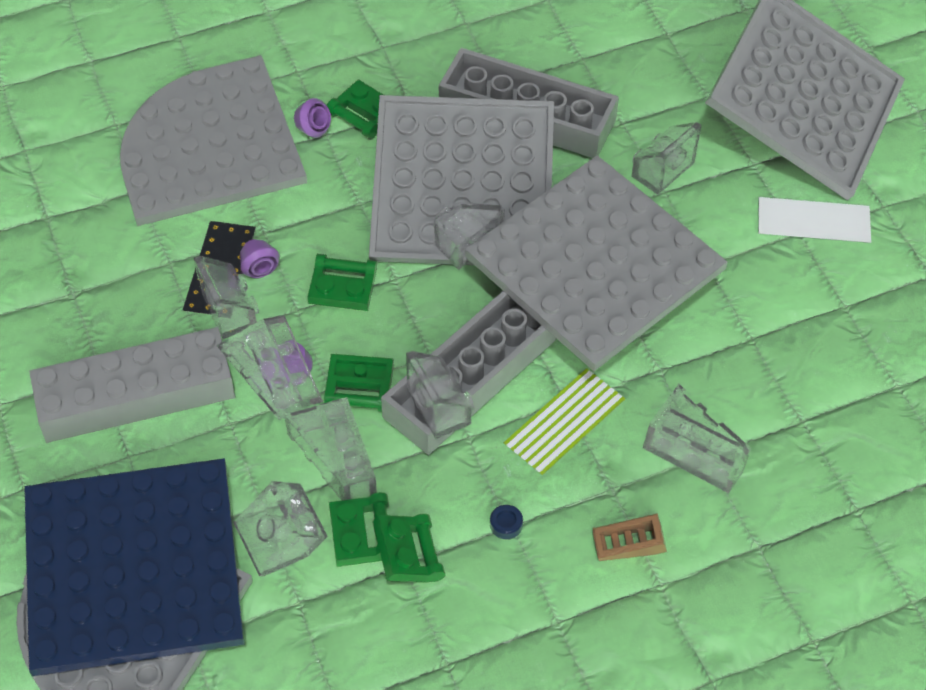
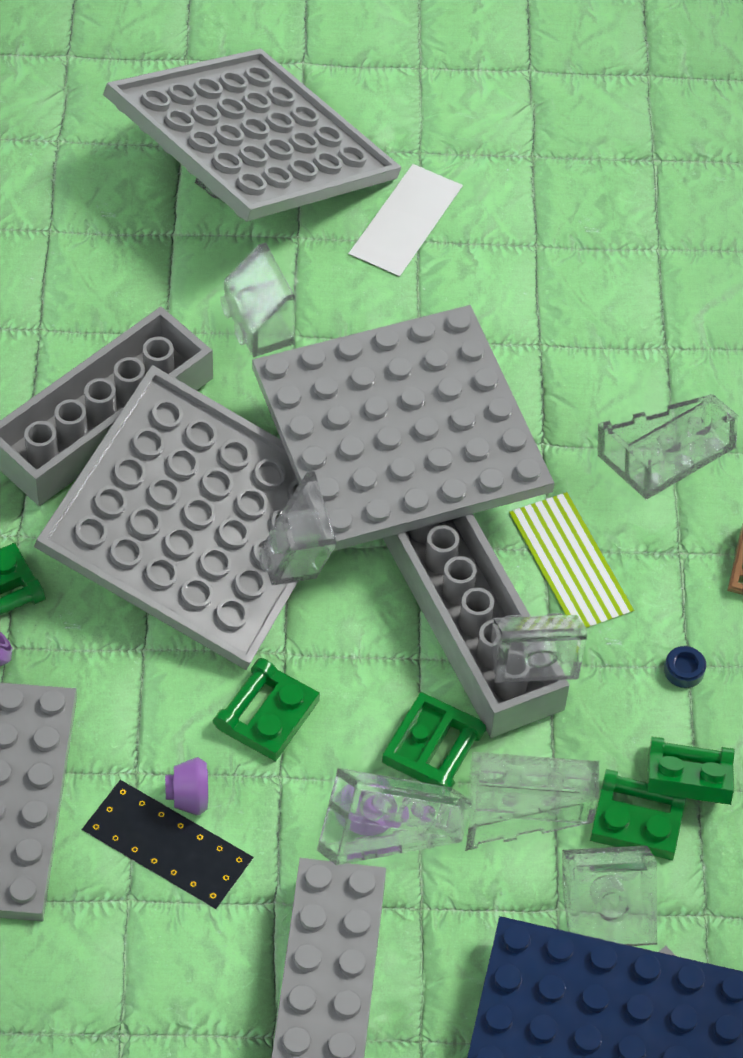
camera: 70 degrees left, 0 degrees up
(225, 296) = (242, 844): clear slope -> none

